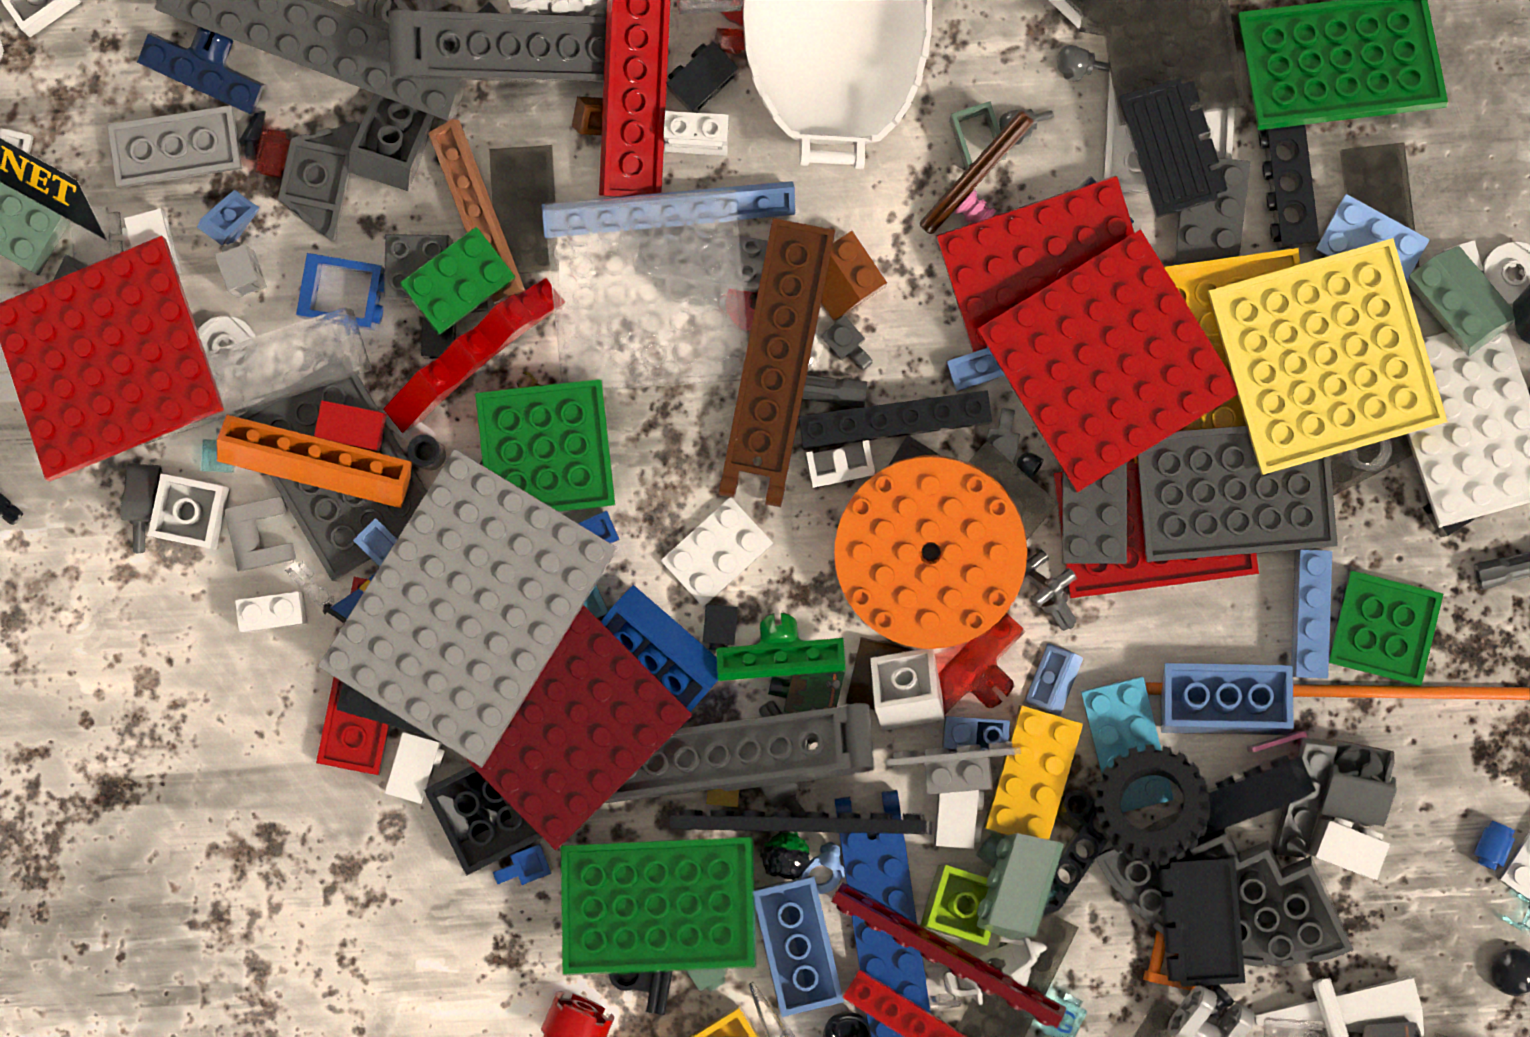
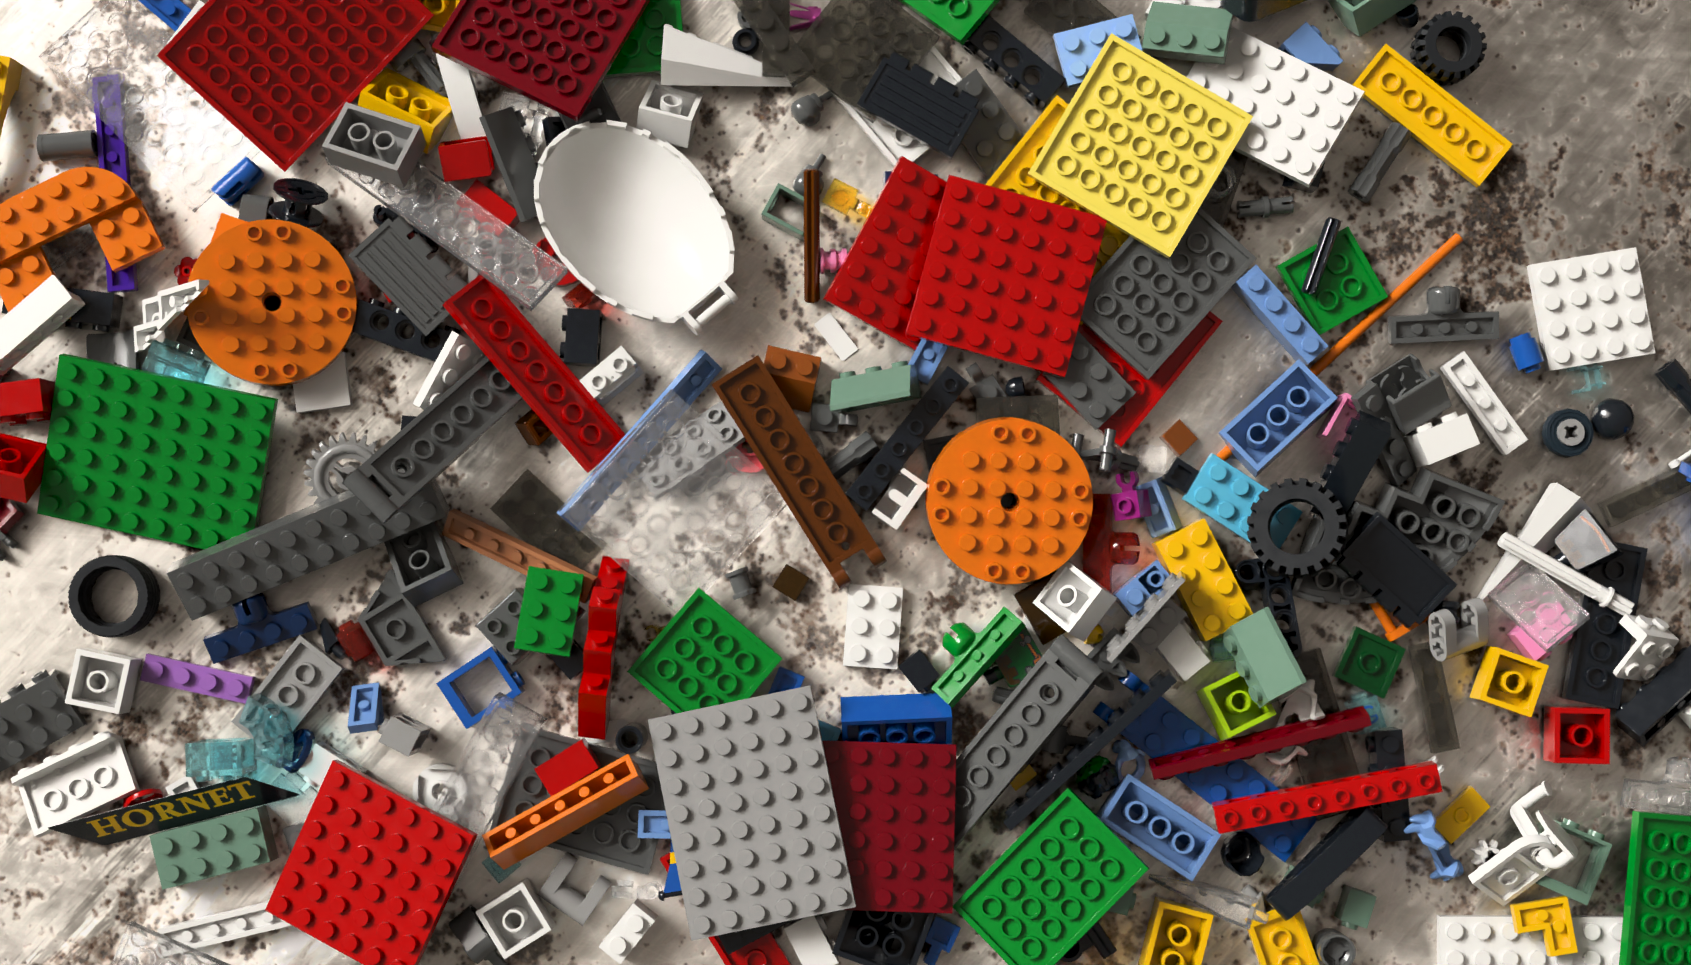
camera: 55 degrees left, 0 degrees up
(75, 149) = (220, 757): none -> clear light blue brick
(112, 62) = (197, 678): none -> medium lavender plate
(133, 162) = (270, 730): none -> clear light blue brick
(151, 193) = (303, 738): none -> dark blue piece
(640, 409) = (740, 583): none -> dark grey bush
(682, 449) = (790, 582): none -> dark brown tile
(891, 775) = (1117, 667): none -> dark grey plate
(896, 736) = (1095, 636): none -> yellow hinge
(908, 351) = (874, 387): none -> sand green slope
(917, 278) = (836, 336): none -> white sticker
(1033, 652) = (1131, 502): none -> magenta brick
(1035, 166) = (843, 198): none -> clear yellow plate
(1087, 634) = (1151, 459): none -> clear tile
(1097, 670) = (1179, 476): none -> black plate
(1108, 980) = (1369, 662): none -> dark green plate
(1127, 638) = (1178, 438): none -> dark orange slope
(1388, 511) = (1265, 207): none -> dark grey pin
(1395, 597) = (1321, 256): none -> black axle
(1417, 854) = (1483, 403): none -> white plate
(1449, 751) = (1443, 321): none -> dark grey plate
(1453, 947) = (1557, 432): none -> black wheel

